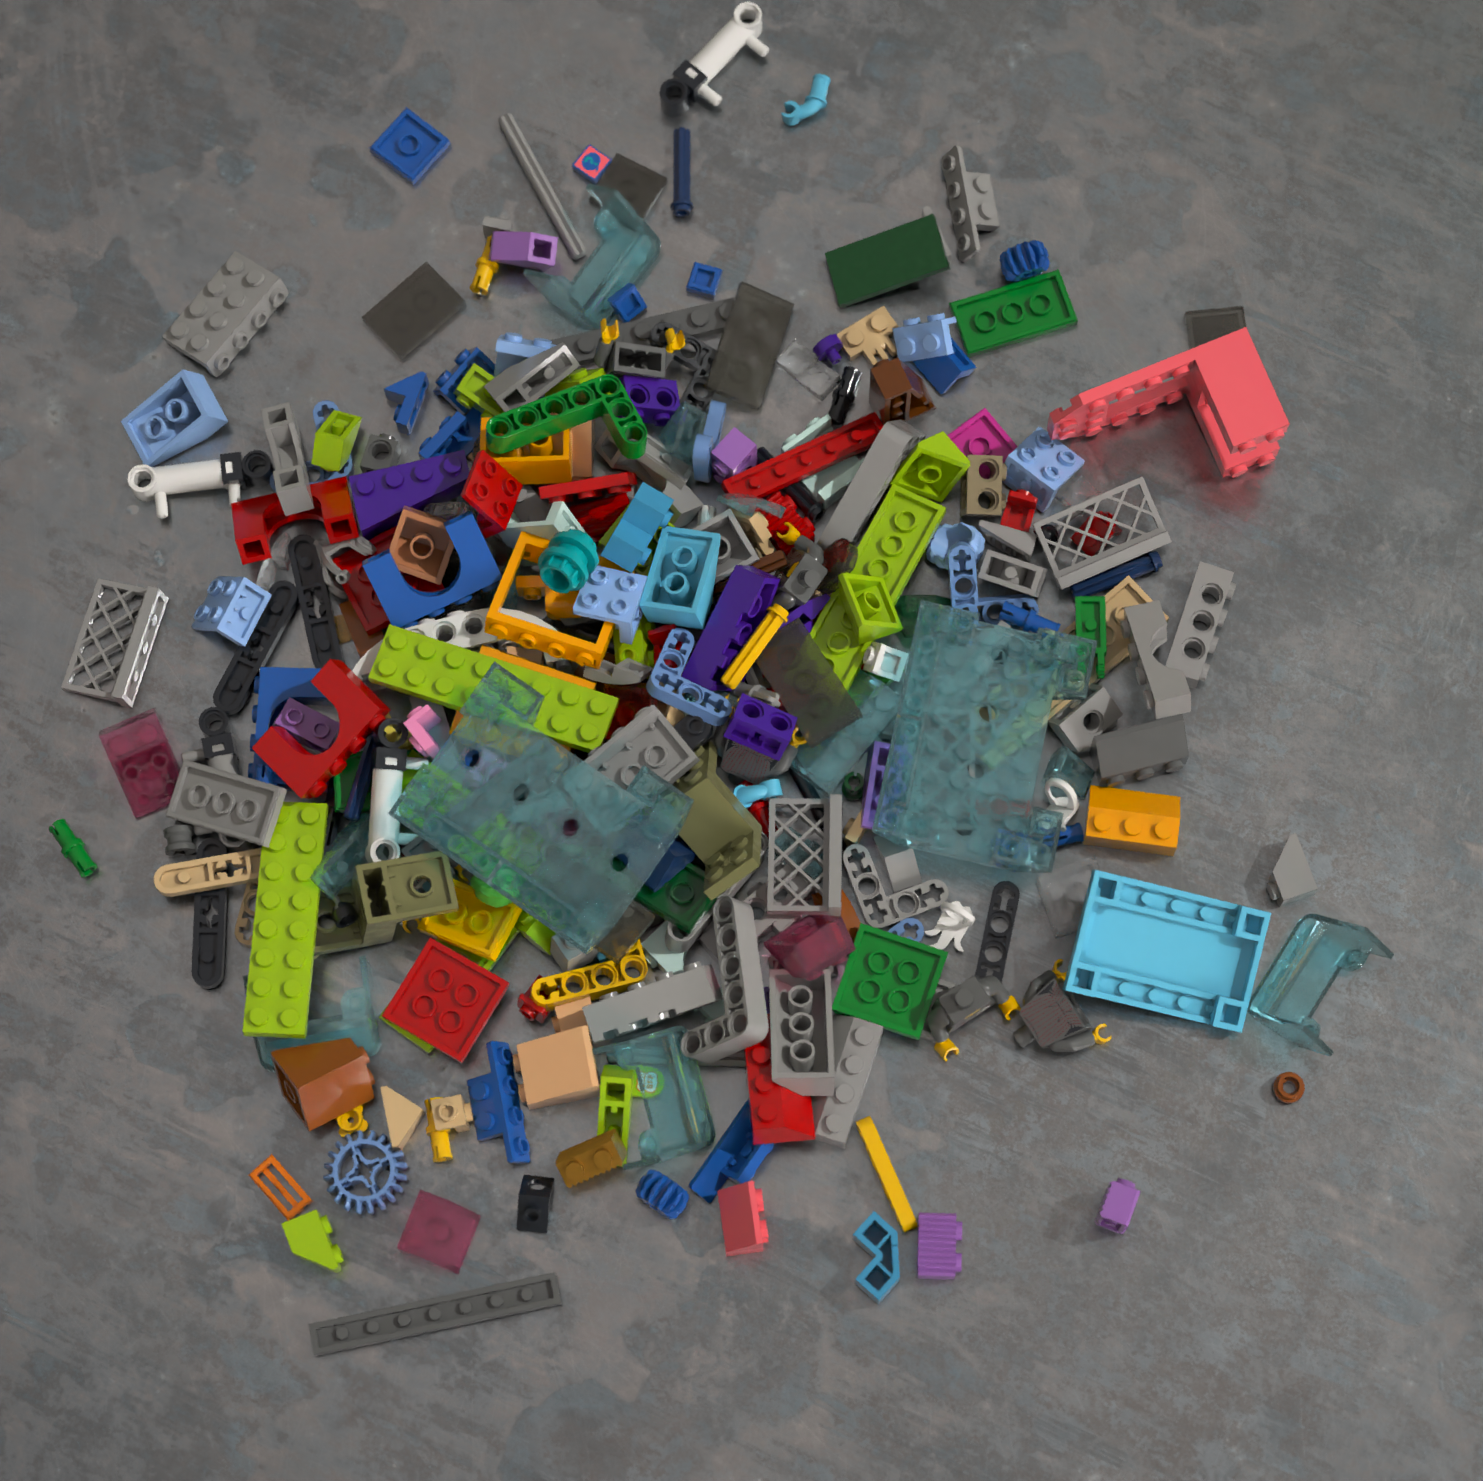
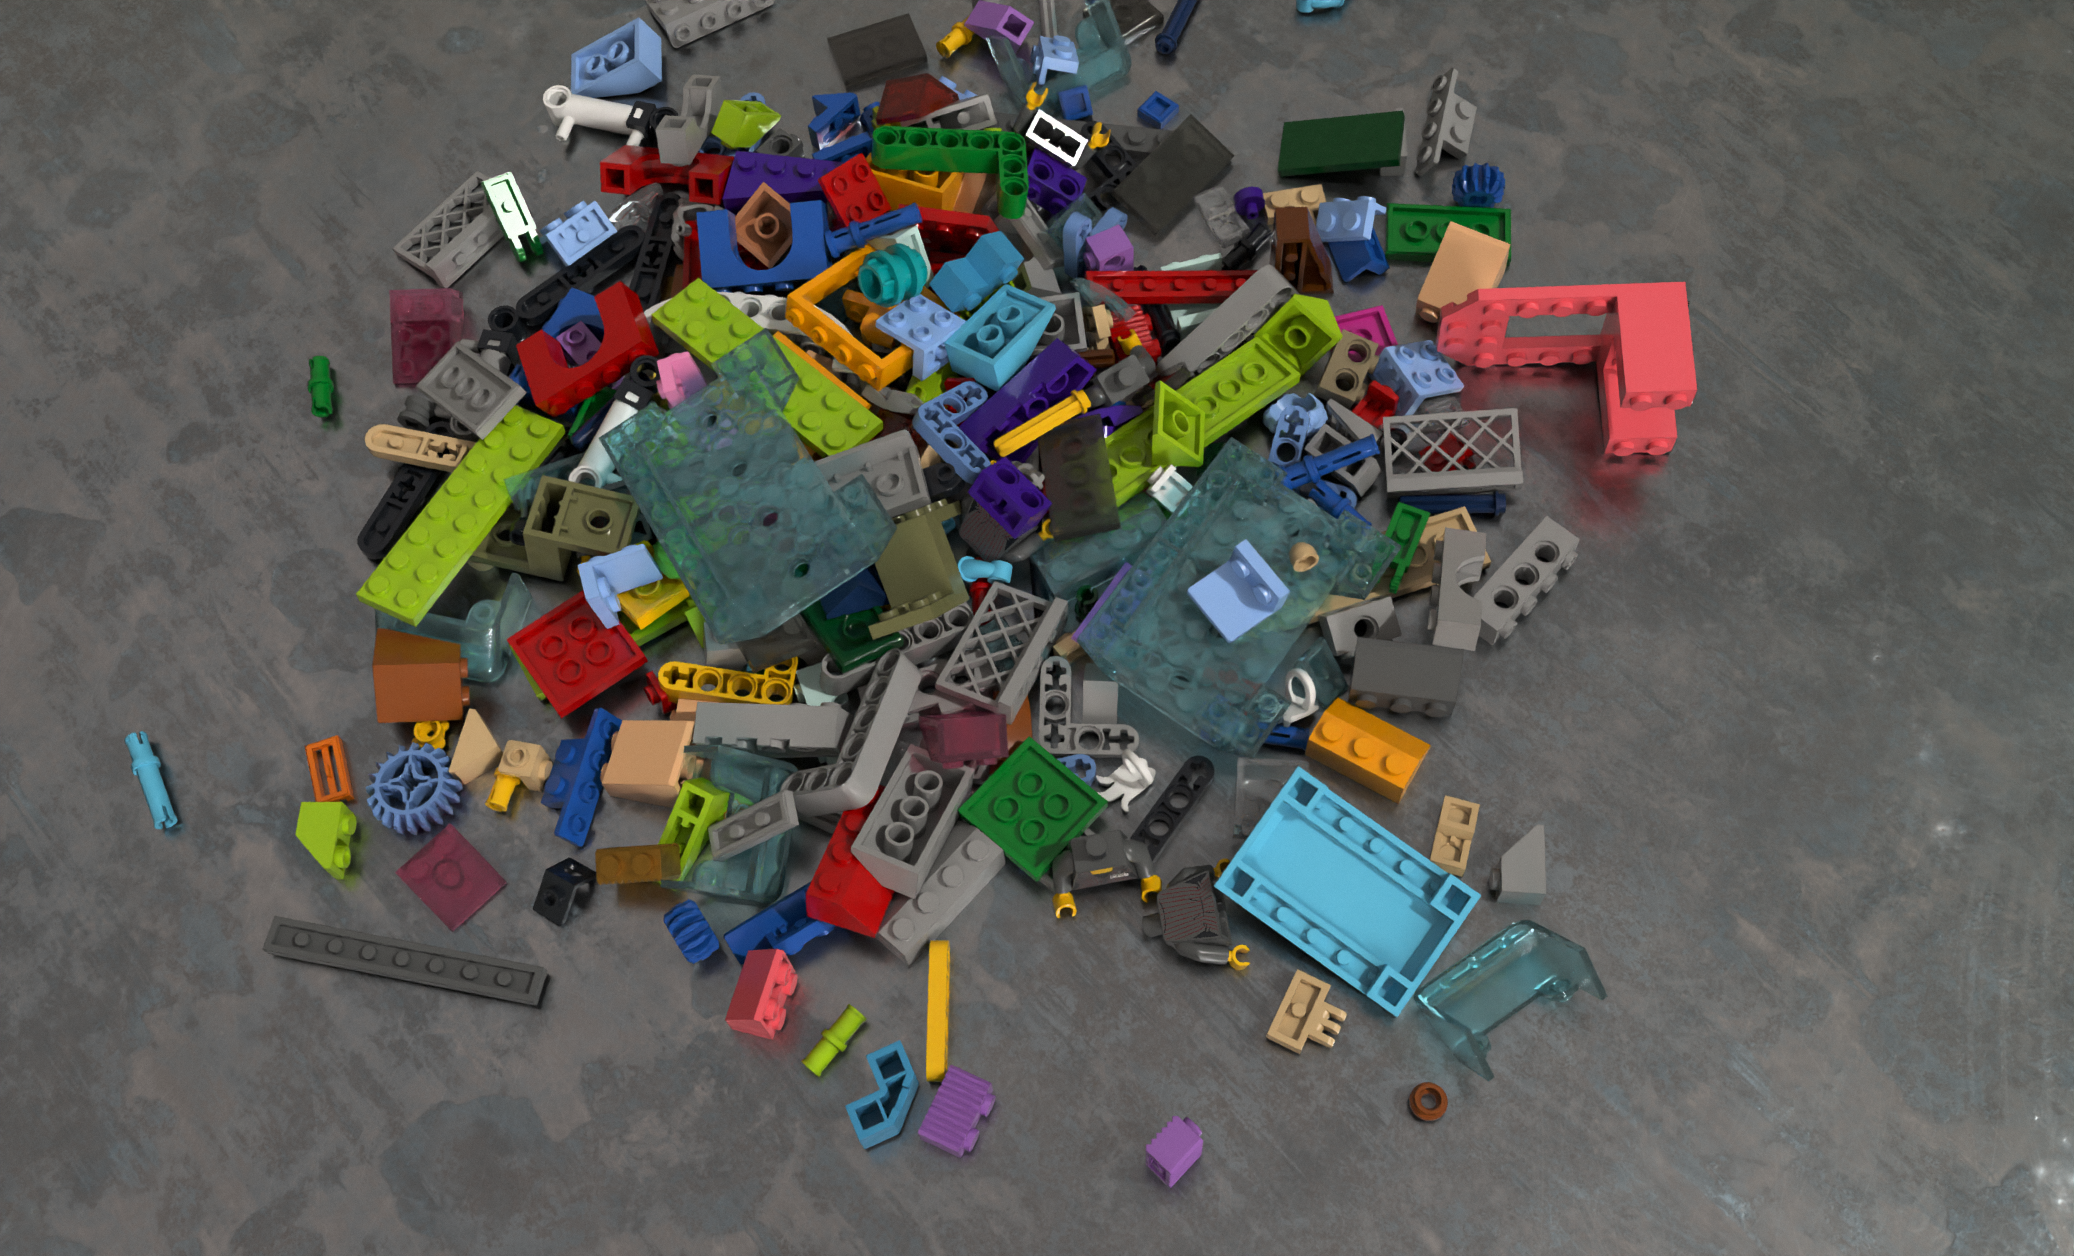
camera: 25 degrees right, 10 degrees down
(122, 1250) = (147, 767): none -> medium azure pin
(166, 615) = (512, 214): none -> hinge
(450, 928) = (615, 573): none -> light blue bracket
(495, 374) = (913, 98): none -> clear red slope
(512, 533) = (858, 233): none -> blue pin
(590, 265) = (1053, 54): none -> light blue bracket
(674, 1089) = (753, 825): none -> light grey tile
(815, 1231) = (833, 1040): none -> lime pin
(984, 737) = (1239, 593): none -> light blue bracket
(993, 595) = (1312, 469): none -> blue pin
(1021, 682) = (1303, 556): none -> tan hinge
(1047, 364) = (1461, 265): none -> light nougat slope
(1170, 1059) = (1305, 1014): none -> tan hinge
(1227, 866) = (1454, 835): none -> tan slope

